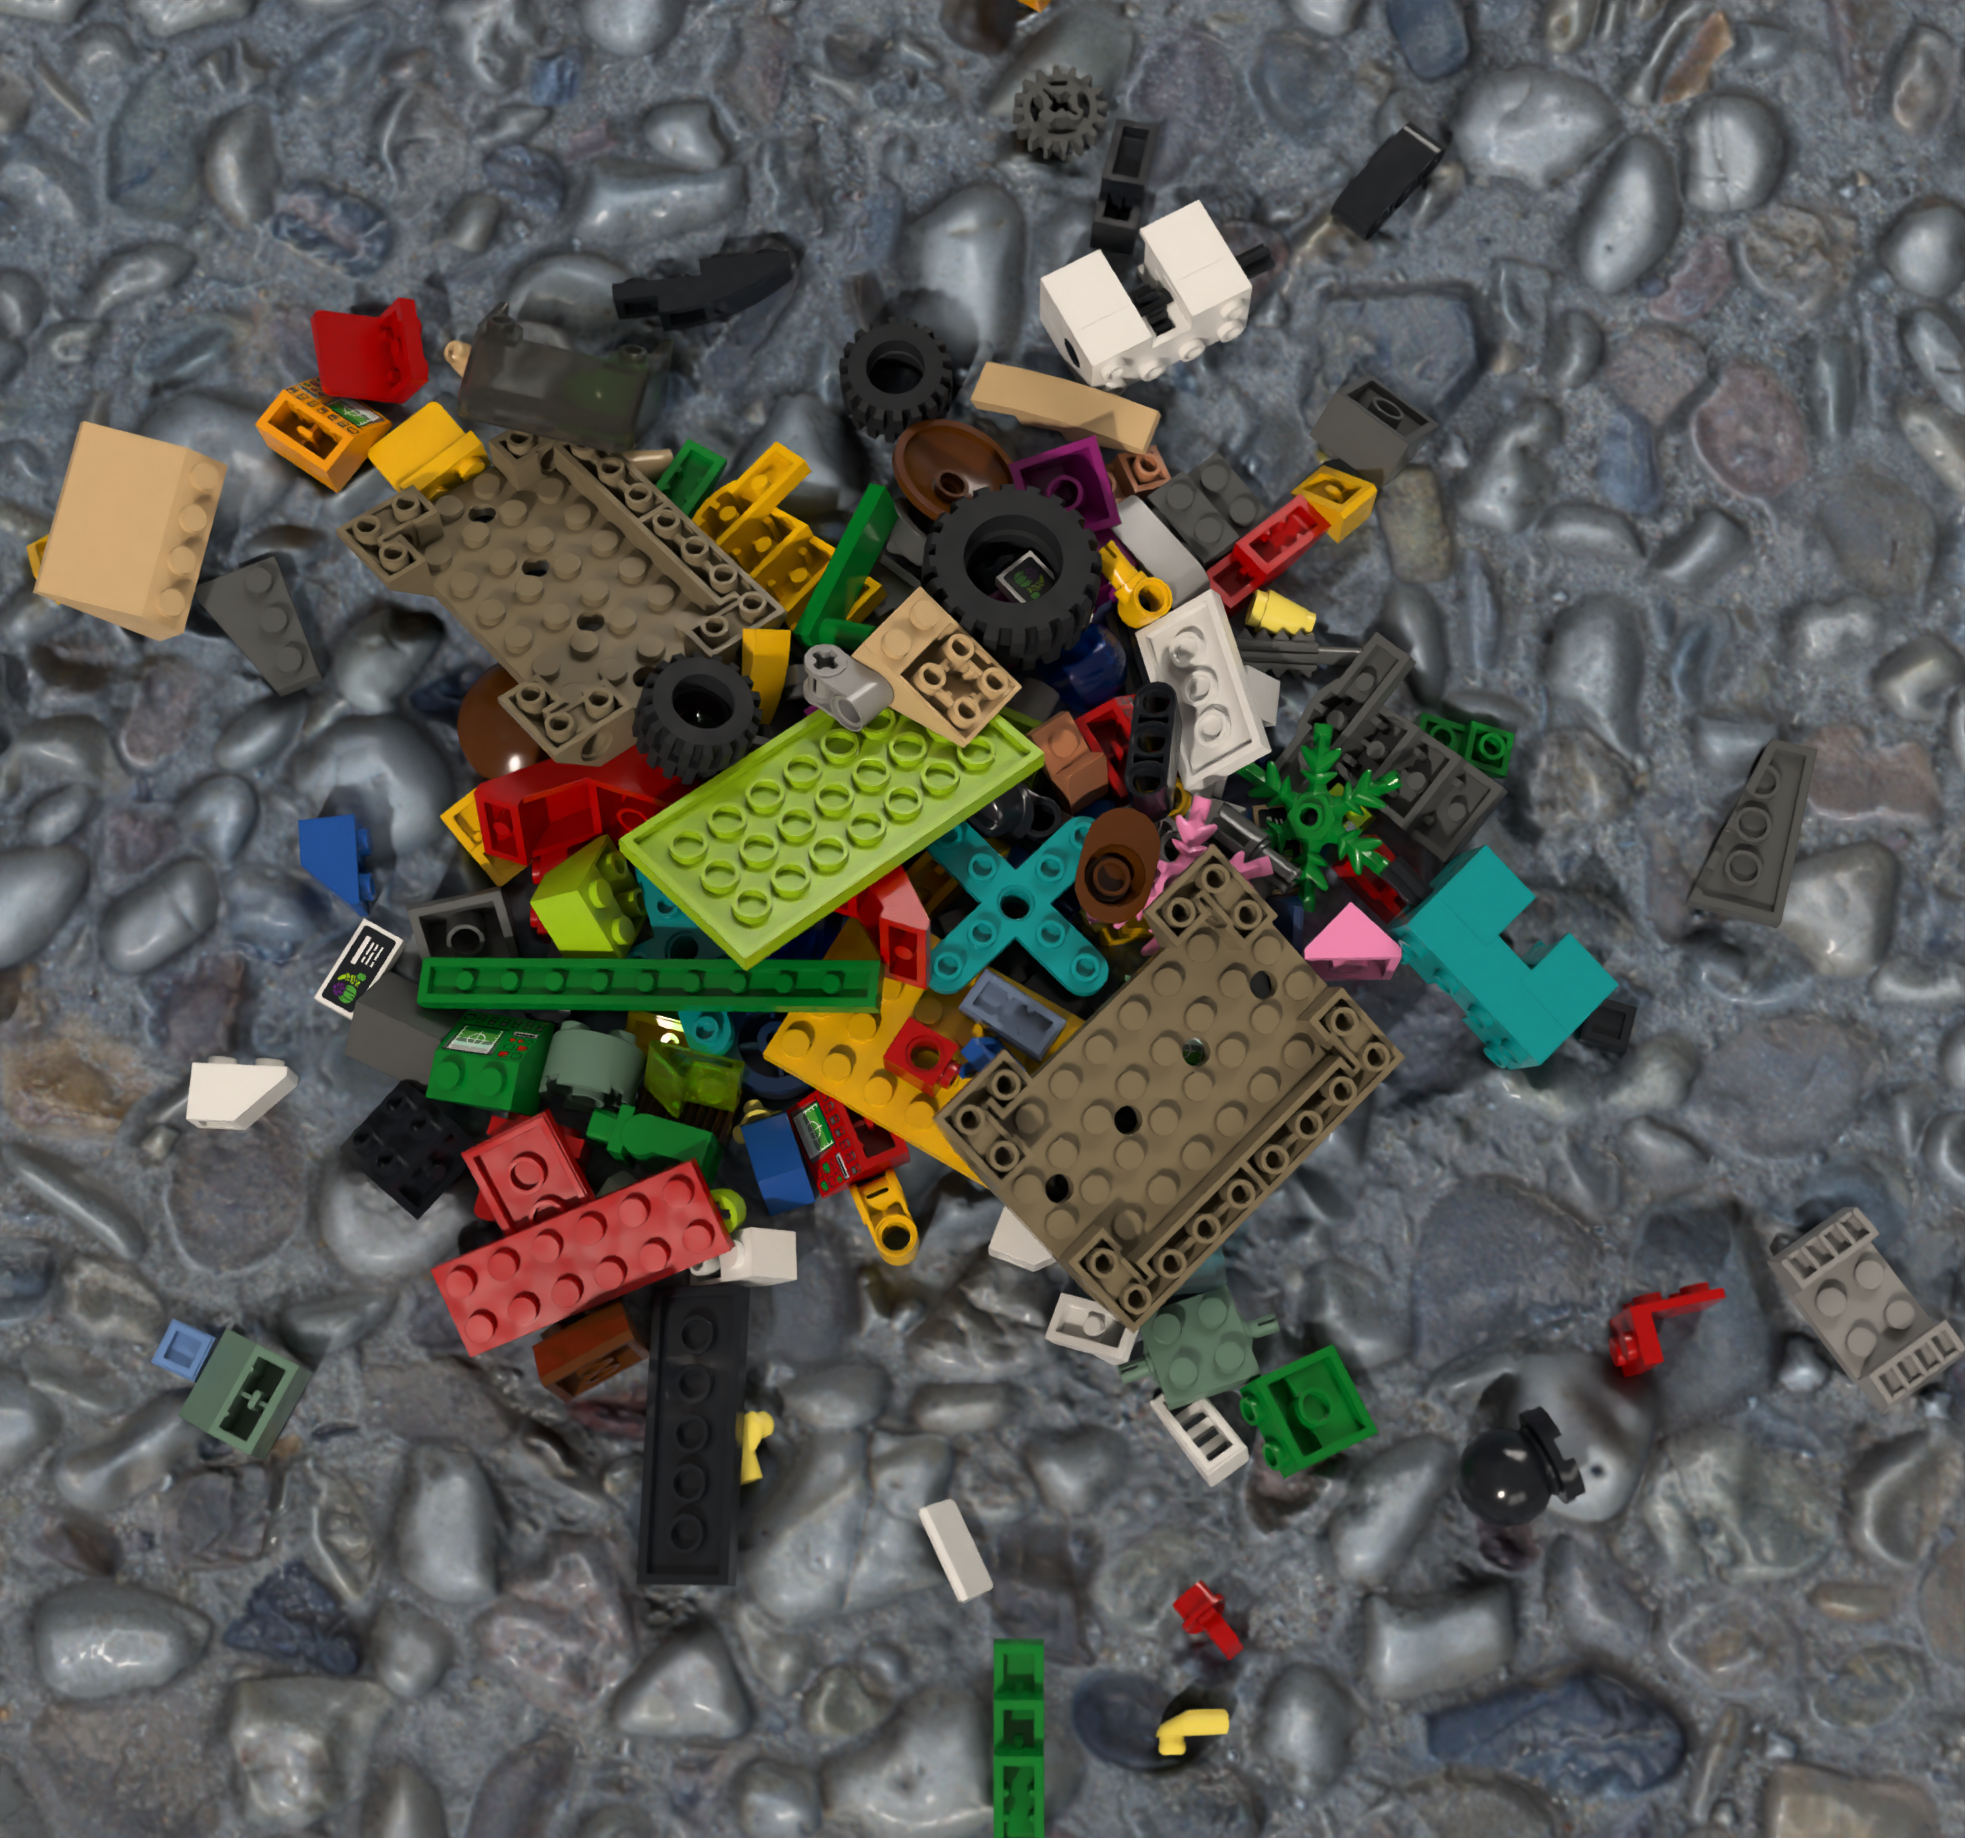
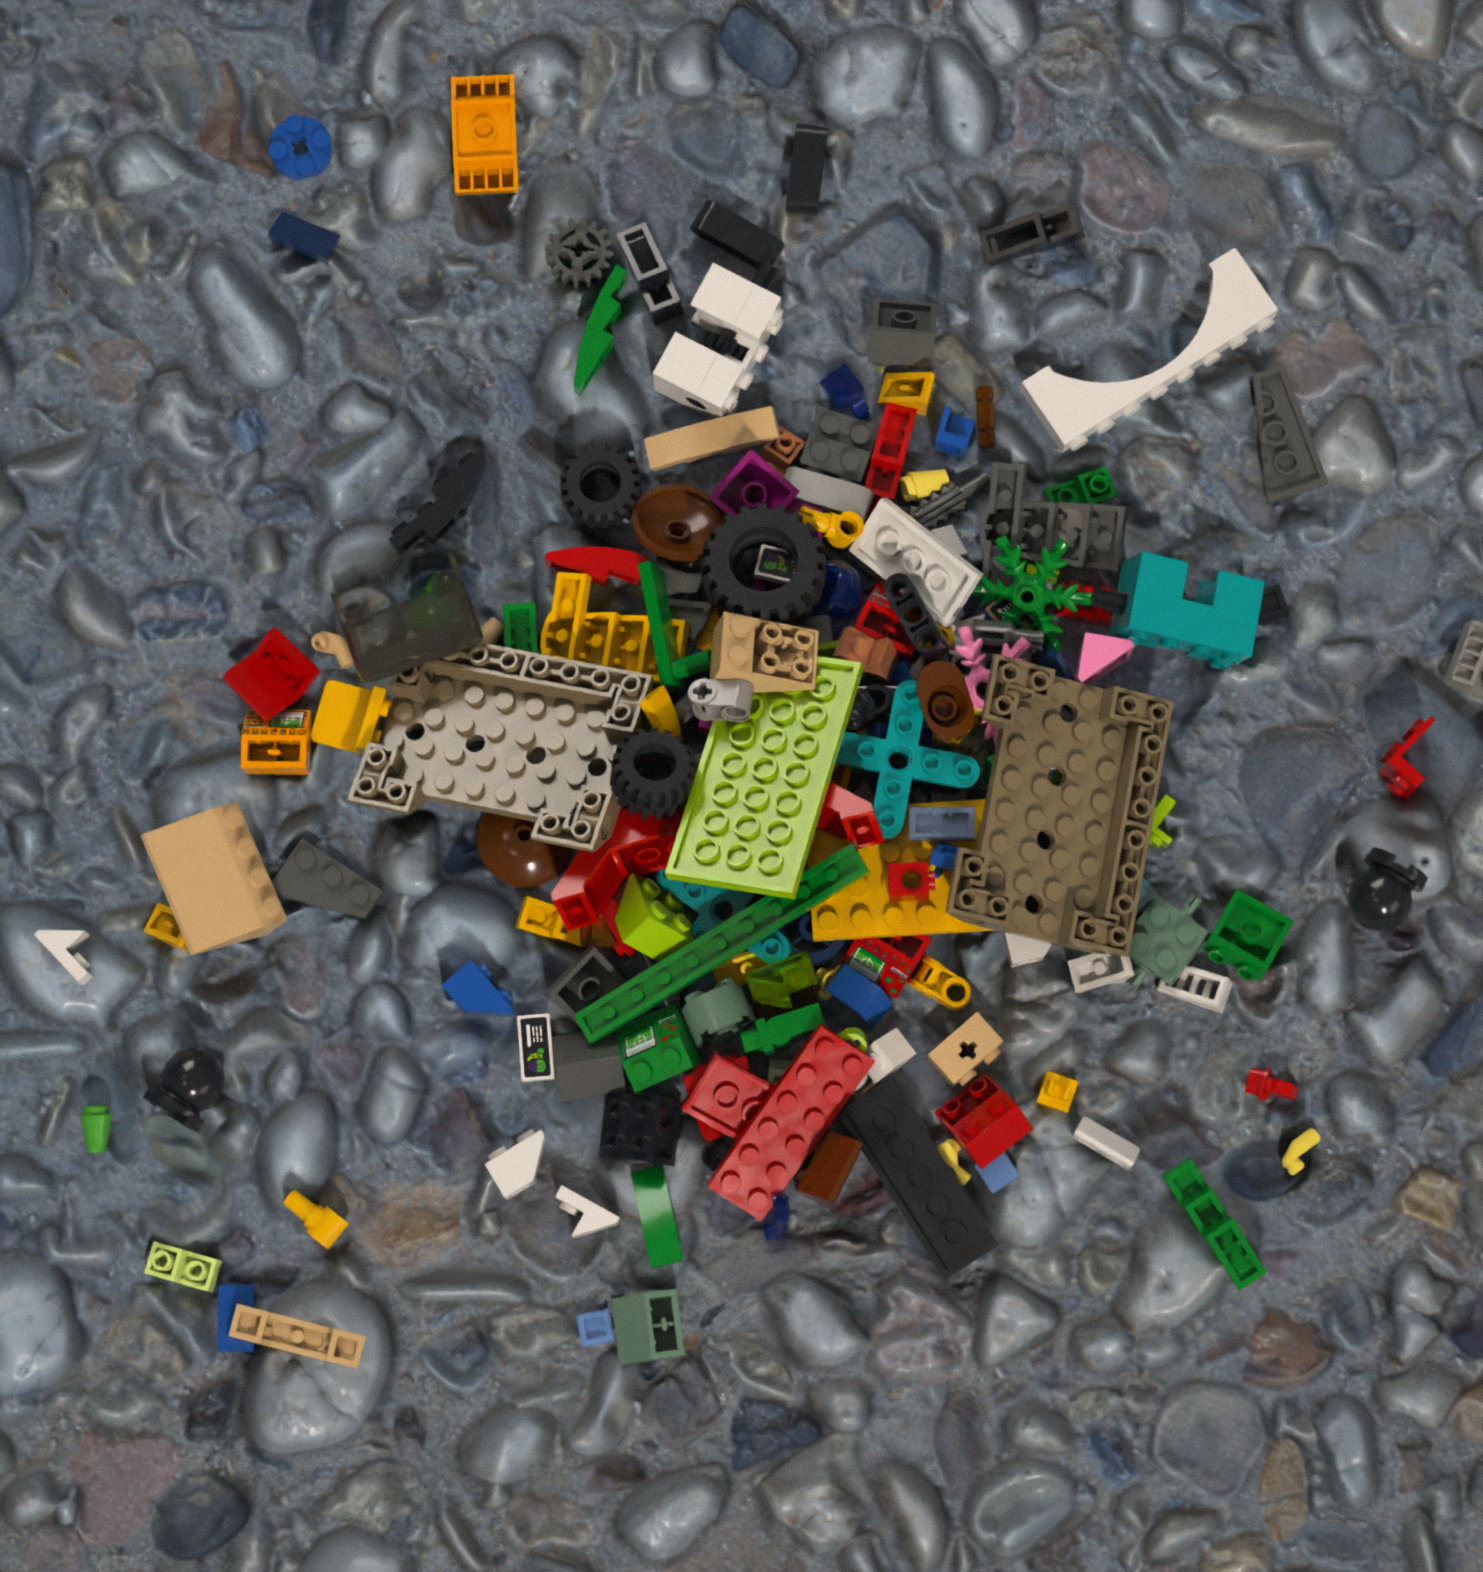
camera: 35 degrees left, 5 degrees up
(277, 1212) = (594, 1217): none -> white slope
(349, 1267) = (657, 1217): none -> green slope
(499, 1366) = (781, 1217): none -> clear blue arm
(521, 882) = (597, 934): none -> clear orange slope
(796, 1492) = (998, 1173): none -> medium blue tile
(821, 1419) = (983, 1120): none -> red slope
(832, 462) = (598, 563): none -> red slope
(837, 1304) = (972, 1032): none -> tan brick
(938, 1445) = (1057, 1092): none -> yellow tile
(1008, 218) = (596, 340): none -> green slope
(1254, 202) = (736, 235): none -> black beam
(1260, 452) = (844, 389): none -> clear blue plate
(1296, 1187) = (1162, 809): none -> lime bracket
(1355, 581) = (953, 434): none -> blue panel
(1407, 587) = (985, 417): none -> reddish brown axle
(1530, 647) = (1078, 408): none -> white arch
(1609, 413) = (1032, 234): none -> black slope

